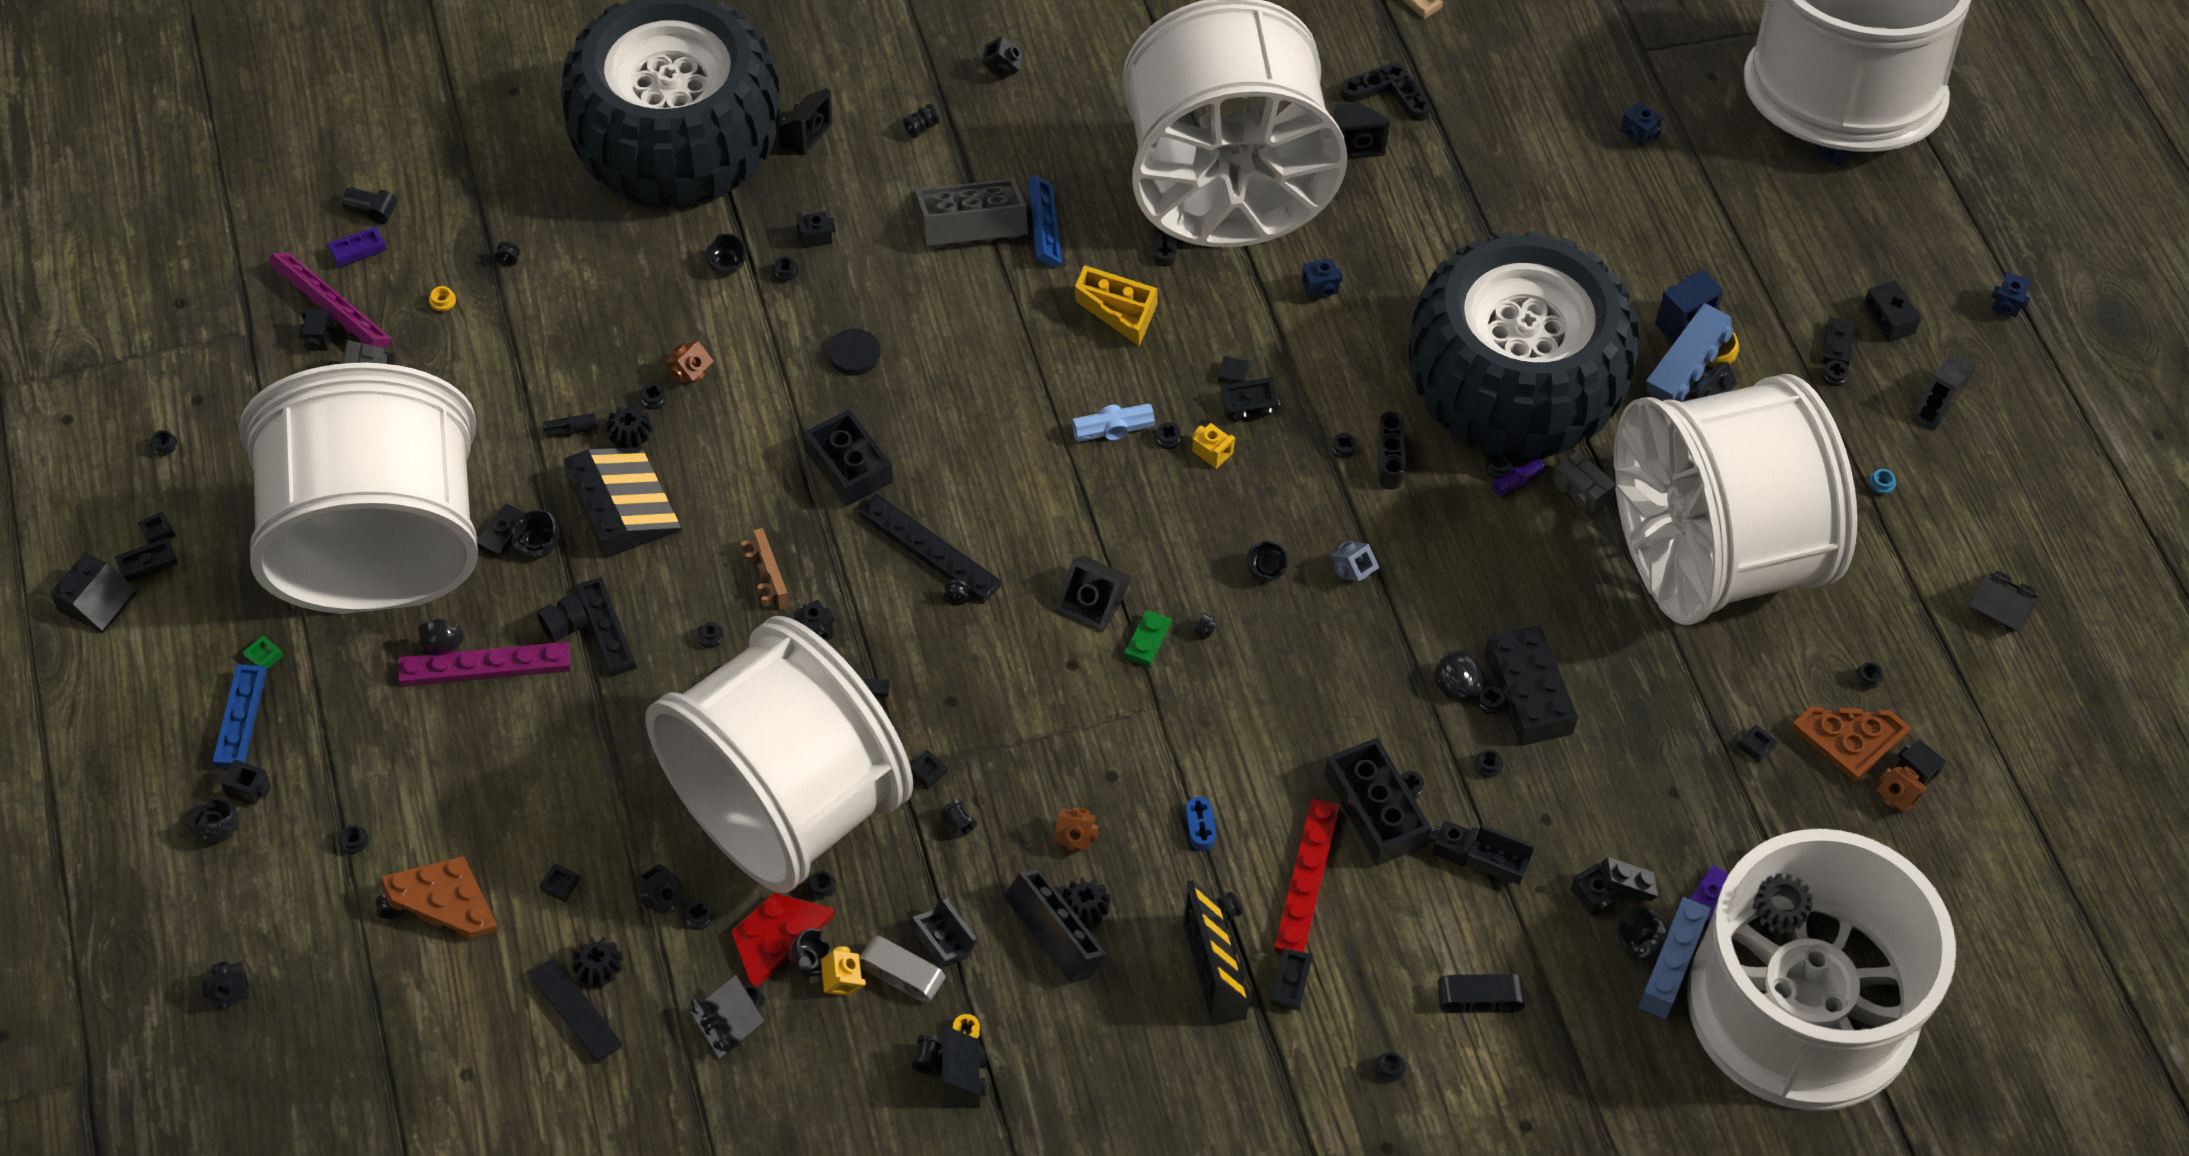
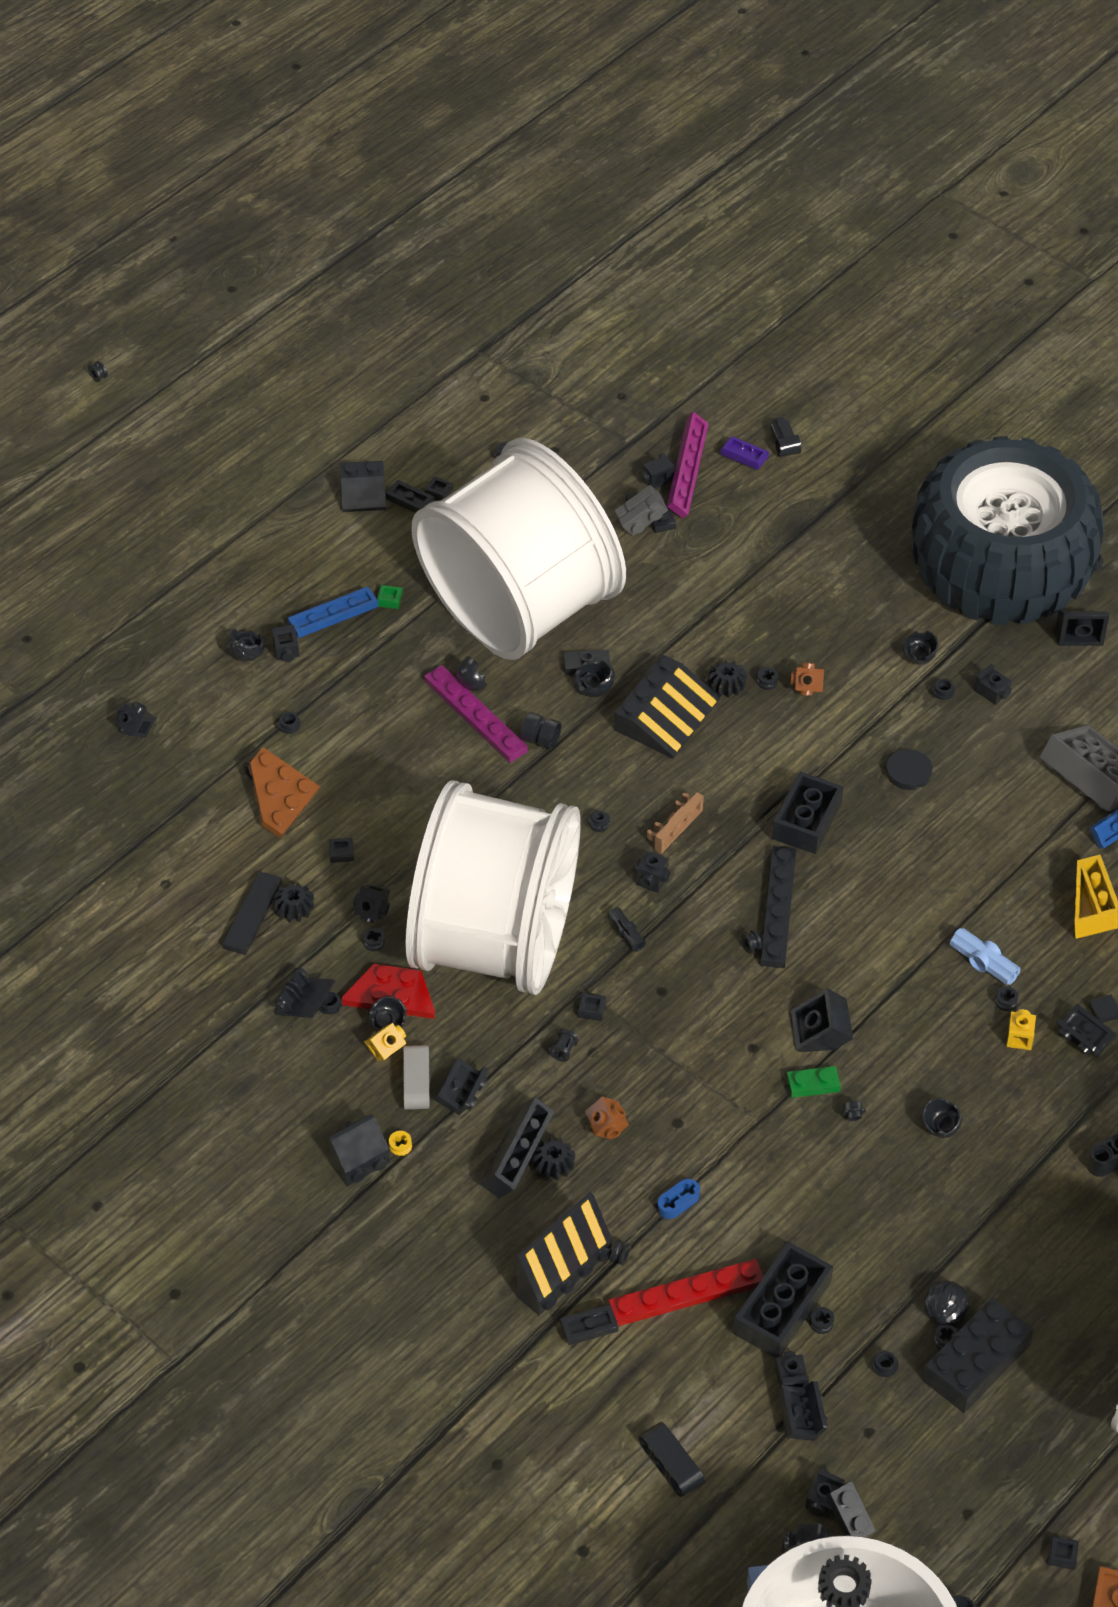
camera: 60 degrees right, 5 degrees down
(442, 298) = (743, 521): yellow plate -> none
(507, 253) = (811, 531): black bush -> none
(570, 424) = (702, 647): black axle -> none
(606, 626) = (558, 761): black tile -> none
(819, 878) = (449, 990): black plate -> none
(1341, 439) = (1106, 1115): black bush -> none
(1354, 561) = (987, 1183): sand blue brick -> none
(1390, 1066) = (564, 1429): black plate -> none

